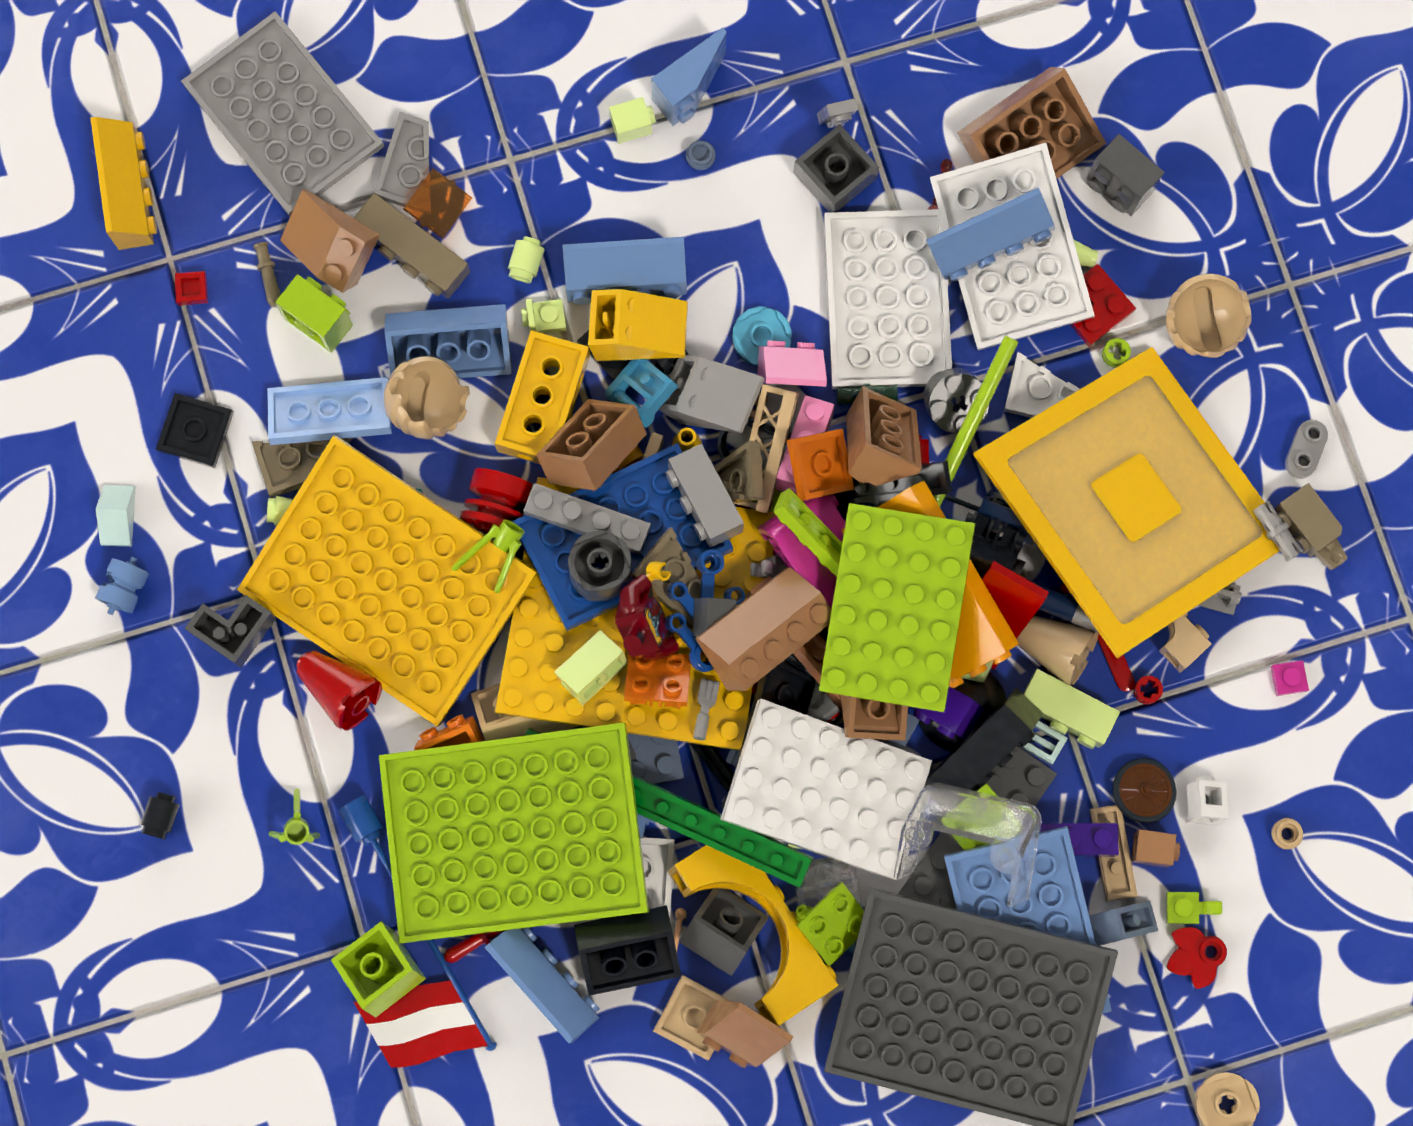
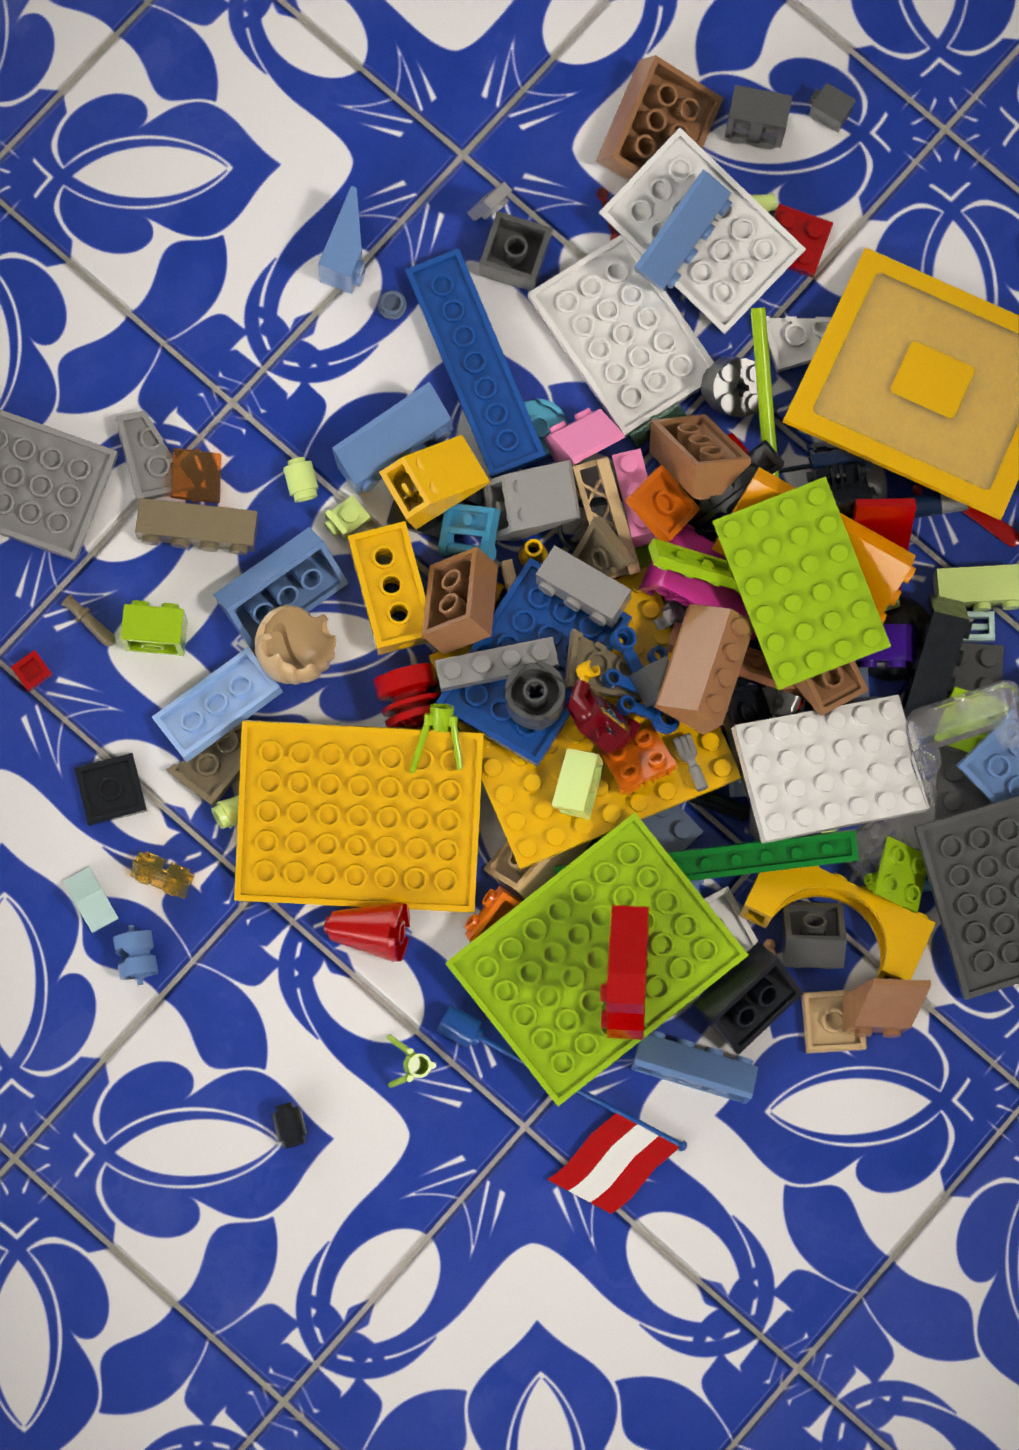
camera: 35 degrees left, 0 degrees up
(195, 541) = (148, 870): none -> clear yellow hinge
(237, 635) = (256, 943): dark grey brick -> none
(329, 241) = (125, 561): medium nougat slope -> none
(378, 969) = (553, 1138): lime brick -> none
(469, 944) = (611, 1077): red piece -> none
(522, 861) = (626, 973): none -> red wedge
(631, 120) = (317, 309): yellowish green brick -> none
(739, 248) = (475, 363): none -> blue plate
(1058, 646) = (943, 540): tan cone -> none
(1123, 348) = (835, 277): lime bush -> none
(1197, 205) = (831, 106): none -> dark grey brick
(1208, 315) = (898, 194): tan piece -> none

